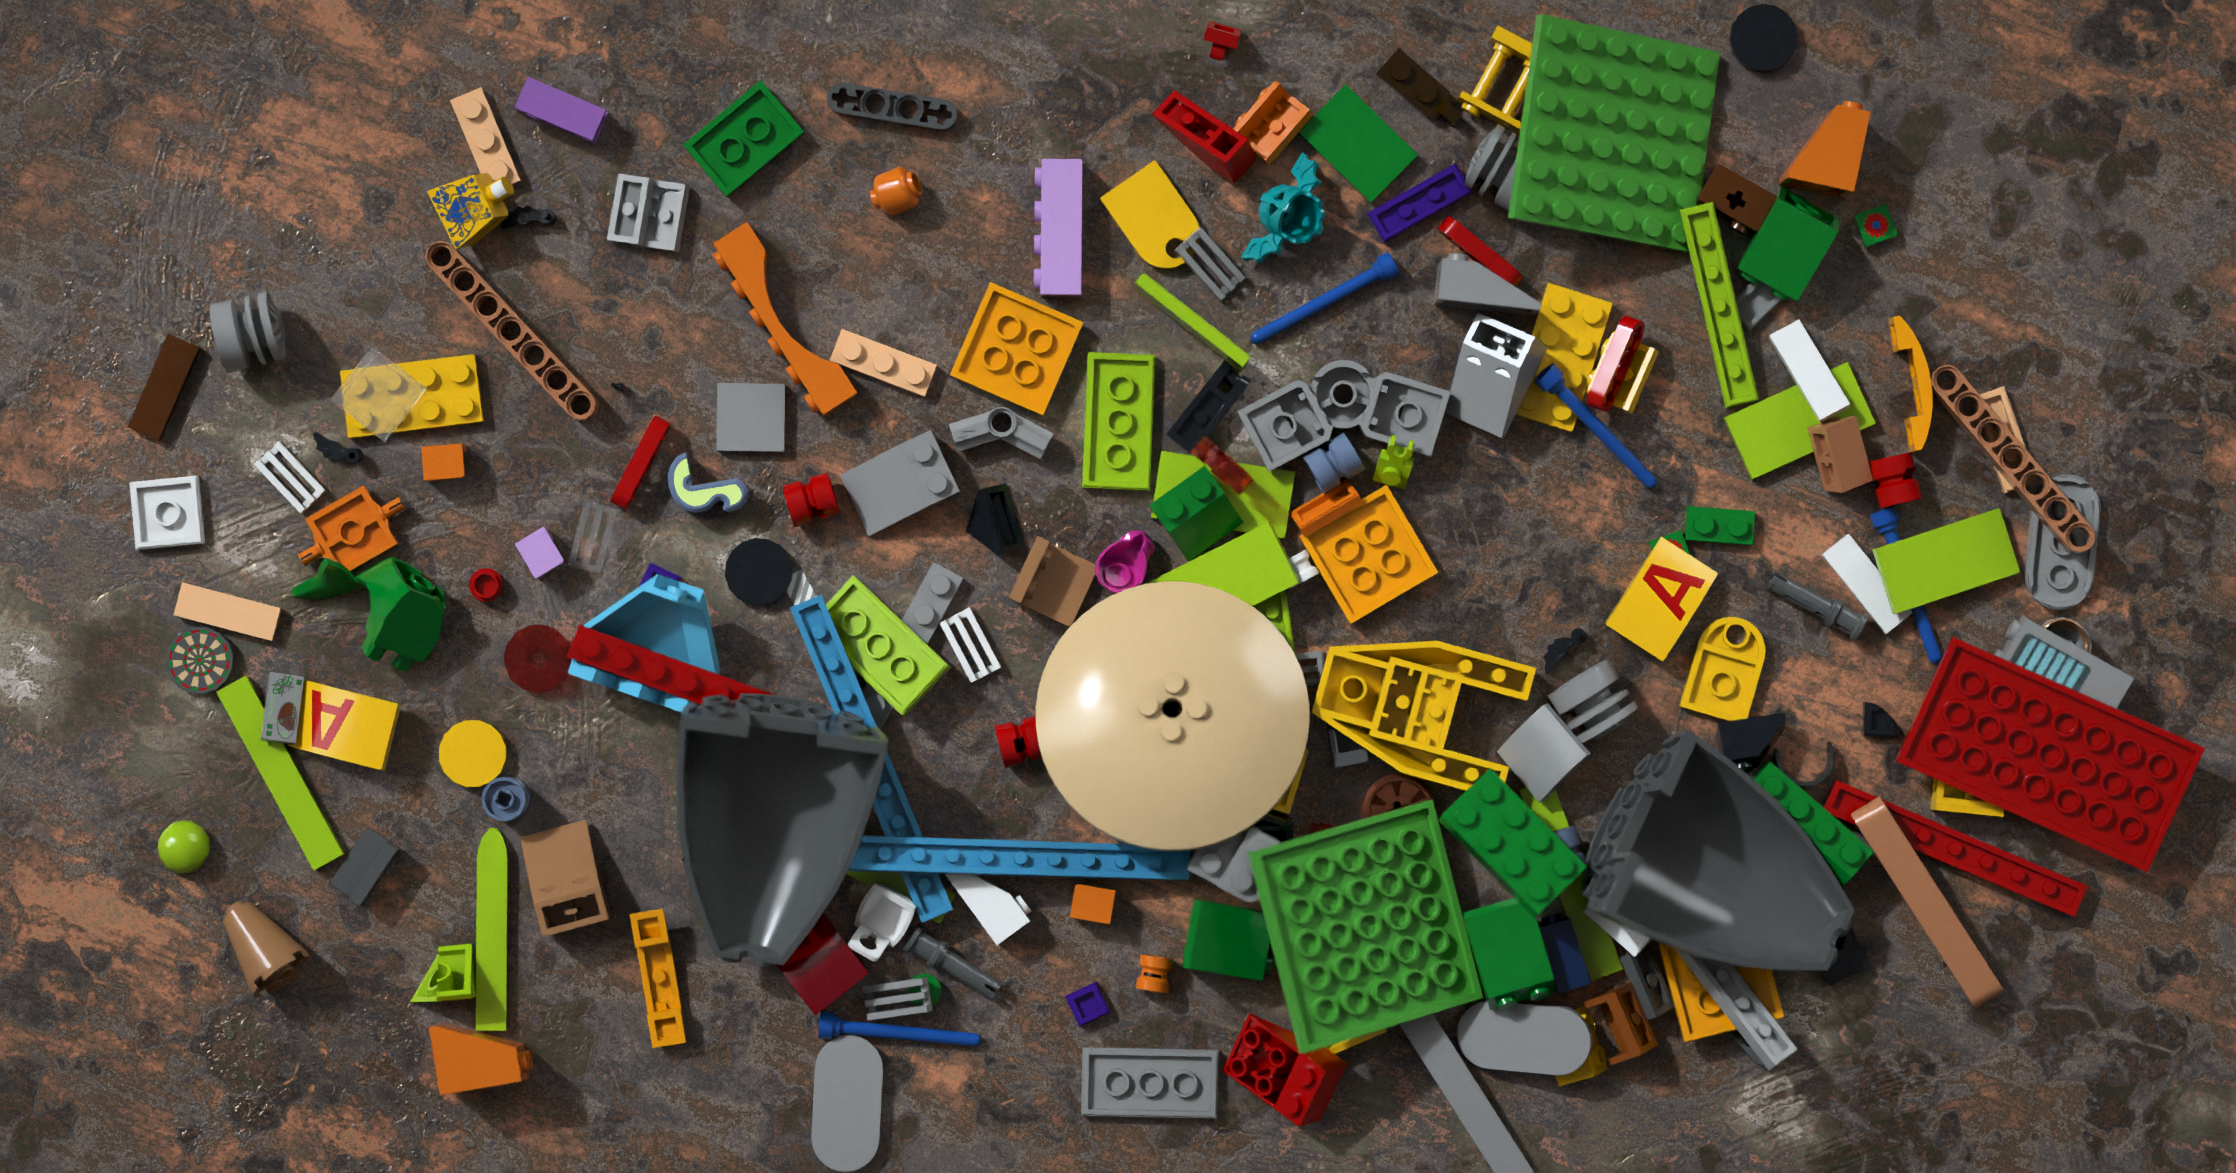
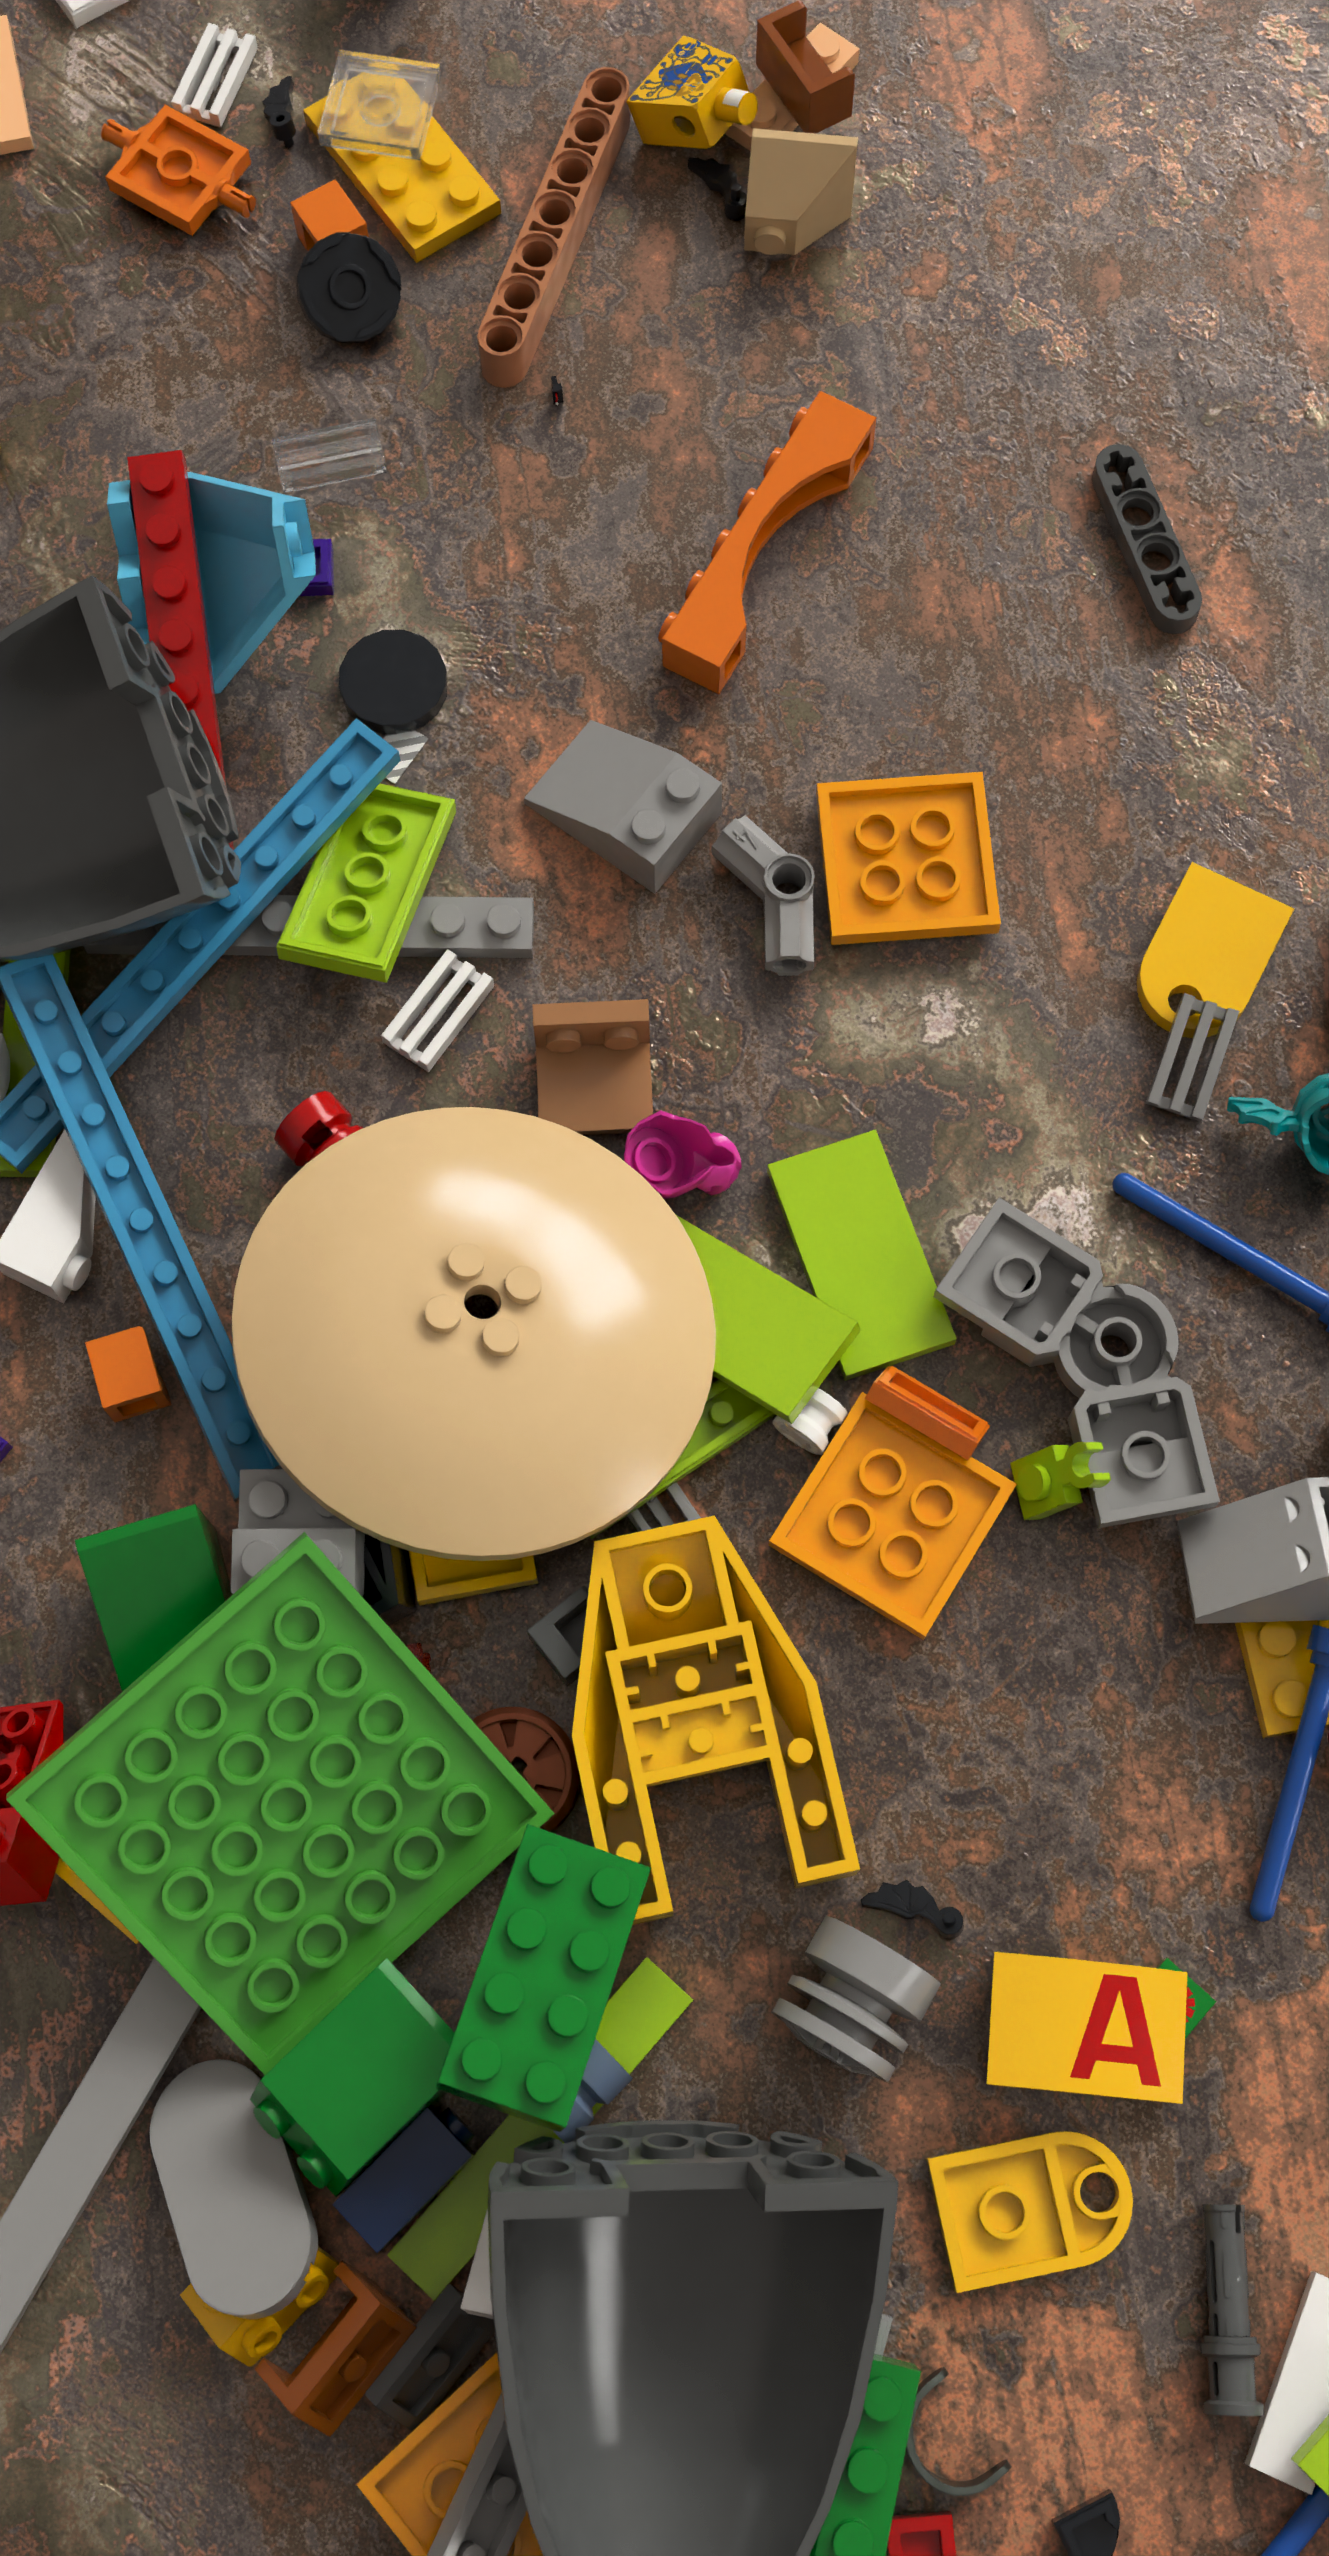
camera: 70 degrees right, 15 degrees down
(403, 607) = (94, 255): green hips -> none
(486, 585) = (190, 357): red plate -> none
(494, 137) = (799, 73): none -> dark orange panel
(494, 473) = (348, 287): none -> black tile
(523, 671) = (101, 448): clear red plate -> none
(539, 552) = (267, 388): lavender panel -> none
(561, 110) = (887, 147): medium lavender piece -> none
(571, 187) = (797, 189): none -> tan slope
(640, 462) = (437, 461): red beam -> none
(648, 213) = (814, 316): light grey slope -> none
(705, 496) = (459, 557): animal -> none
(743, 139) = (986, 377): green plate -> none
(751, 417) = (607, 569): light grey tile -> none
(811, 499) = (526, 683): red wheel -> none
(883, 363) = (783, 700): light nougat plate -> none
(896, 191) = (1034, 592): orange head -> none
(995, 521) = (643, 951): black slope -> none
(1060, 228) = (1116, 828): lavender brick -> none
(1118, 421) = (884, 1053): lime tile -> none
(1154, 965) = (59, 1522): orange wheel -> none
(1192, 322) = (1093, 1065): lime tile -> none
(1196, 513) = (811, 1215): green slope -> none
(1208, 407) = (978, 1164): black plate -> none
(1222, 465) = (902, 1226): clear red plate -> none
(1332, 464) = (1001, 1384): sand blue wheel -> none
(1543, 752) = (728, 1961): light grey slope -> none
(1719, 525) = (1259, 2065): green plate -> none
(1749, 739) = (938, 2315): black slope -> none

